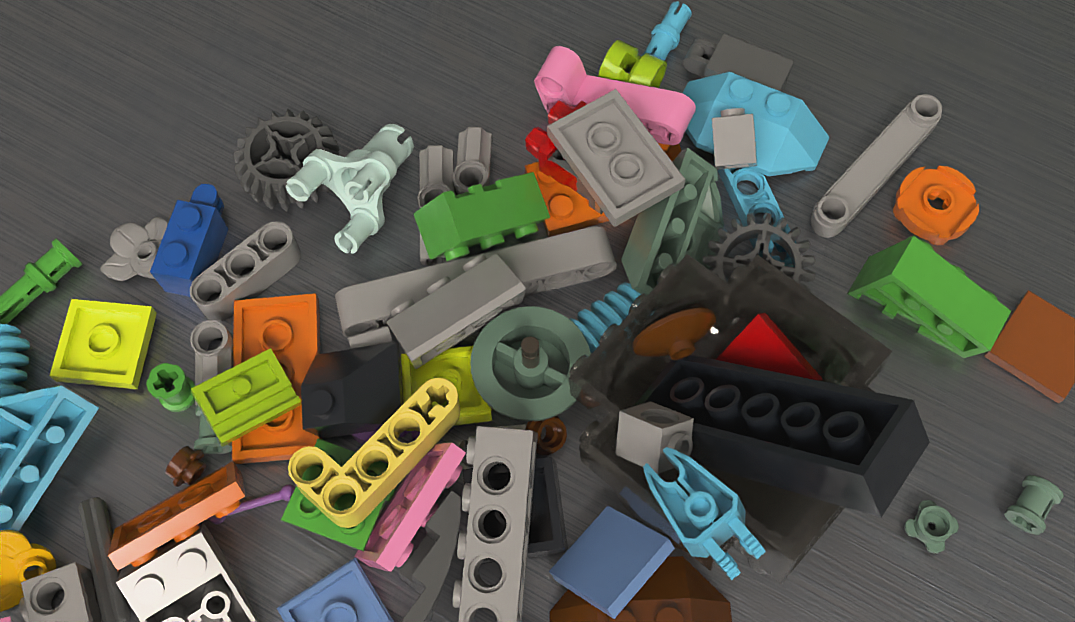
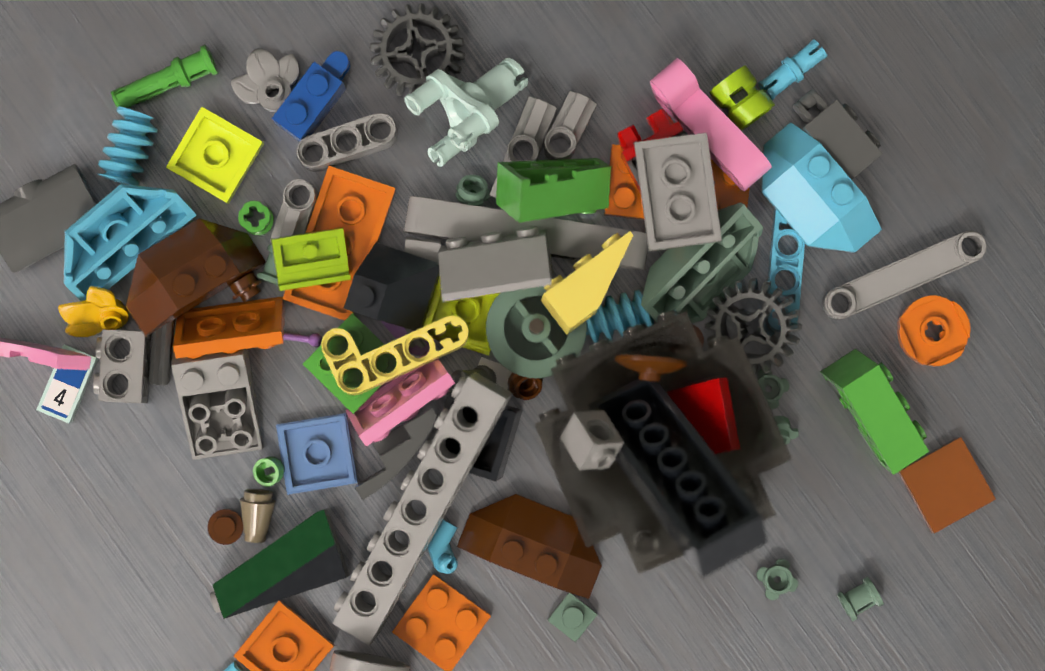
camera: 25 degrees right, 20 degrees up
(105, 477) = (188, 271): none -> reddish brown wedge
(399, 262) = (472, 190): none -> sand green plate
(562, 298) = (581, 293): none -> light yellow slope
(611, 561) = (526, 503): medium blue tile -> none
(704, 513) = (590, 515): medium azure hinge -> none
(734, 139) = (788, 211): light grey brick -> none

